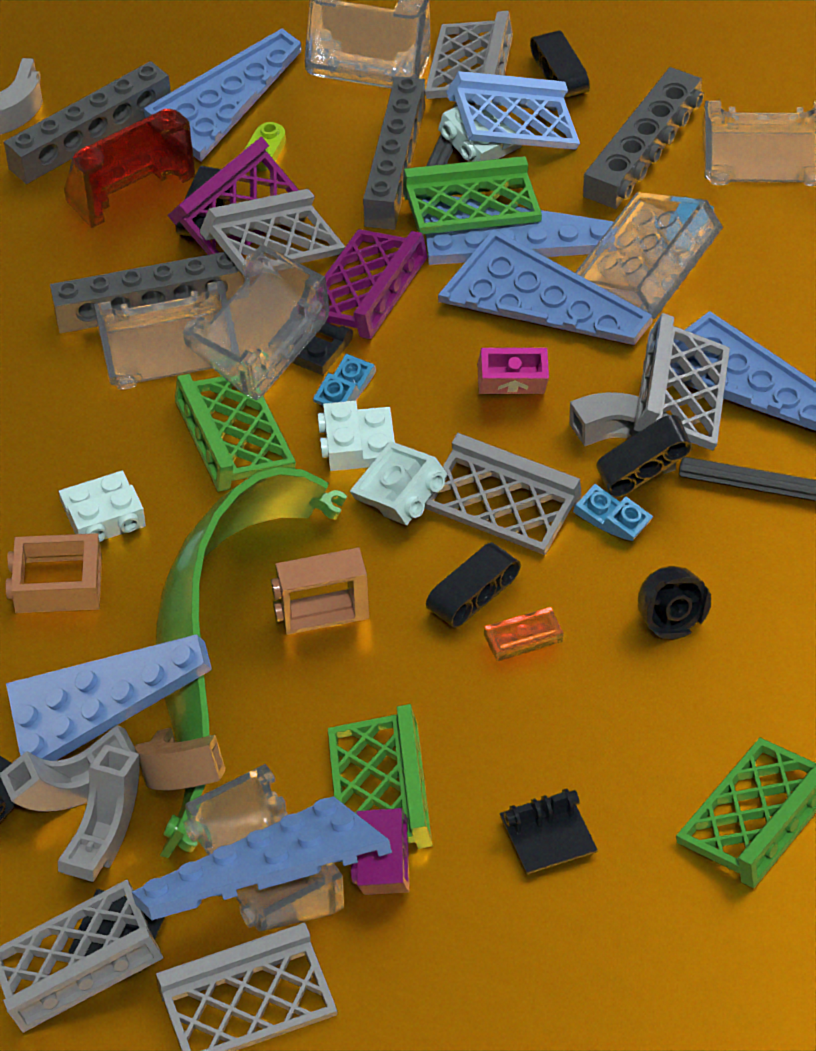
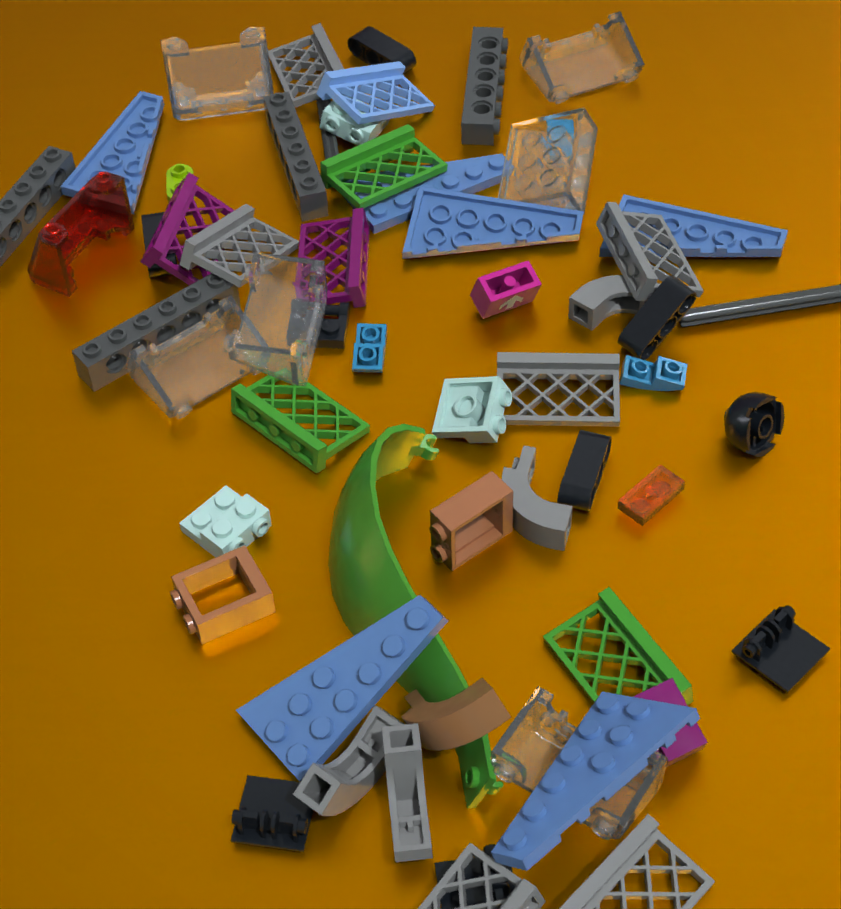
camera: 25 degrees left, 0 degrees up
(353, 434) = (405, 386): light aqua plate -> none
(394, 615) = (534, 517): none -> light grey arch

